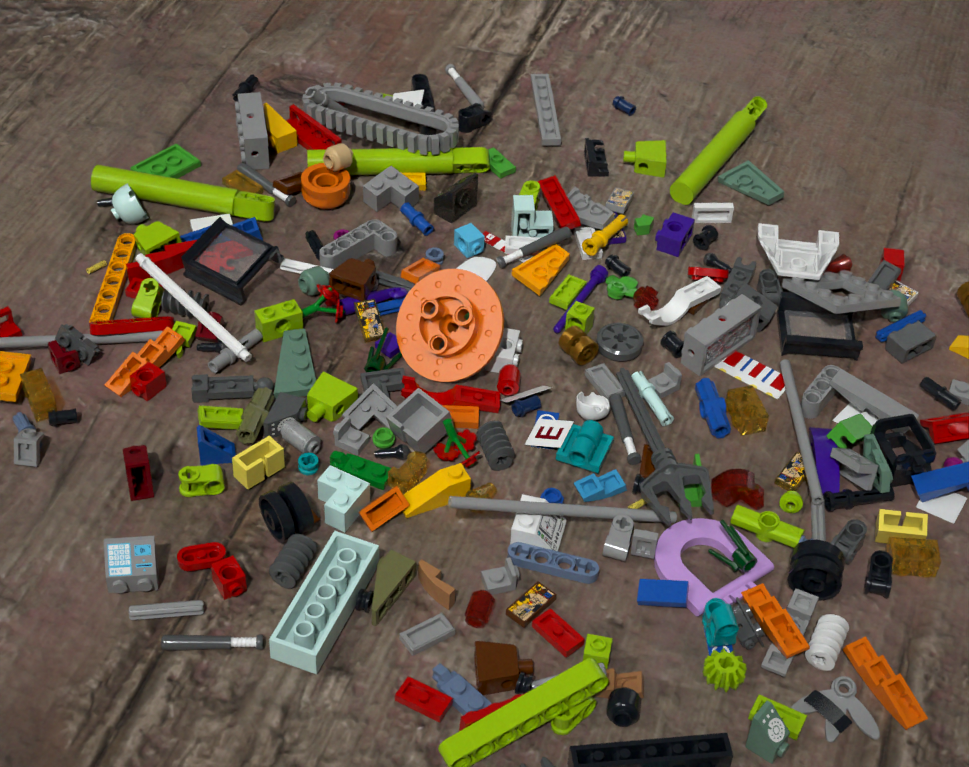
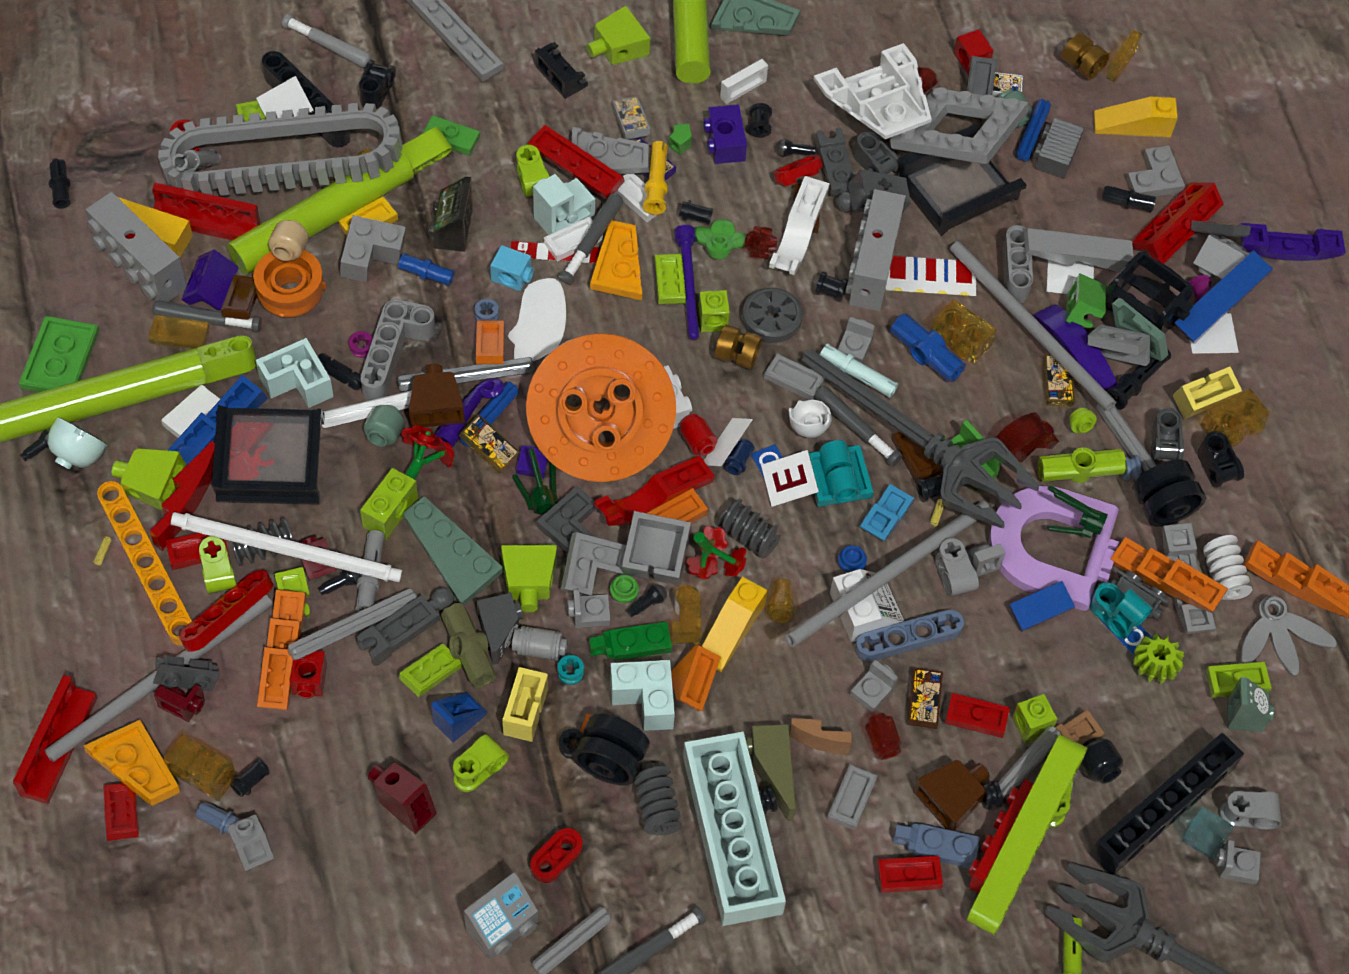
camera: 35 degrees left, 15 degrees up
(191, 366) = (350, 625): none -> light grey axle
(229, 577) = (603, 851): red brick -> none
(285, 166) = (210, 280): none -> dark purple panel
(286, 227) = (295, 368): none -> light aqua brick
(828, 710) = (1274, 642): black sticker -> none

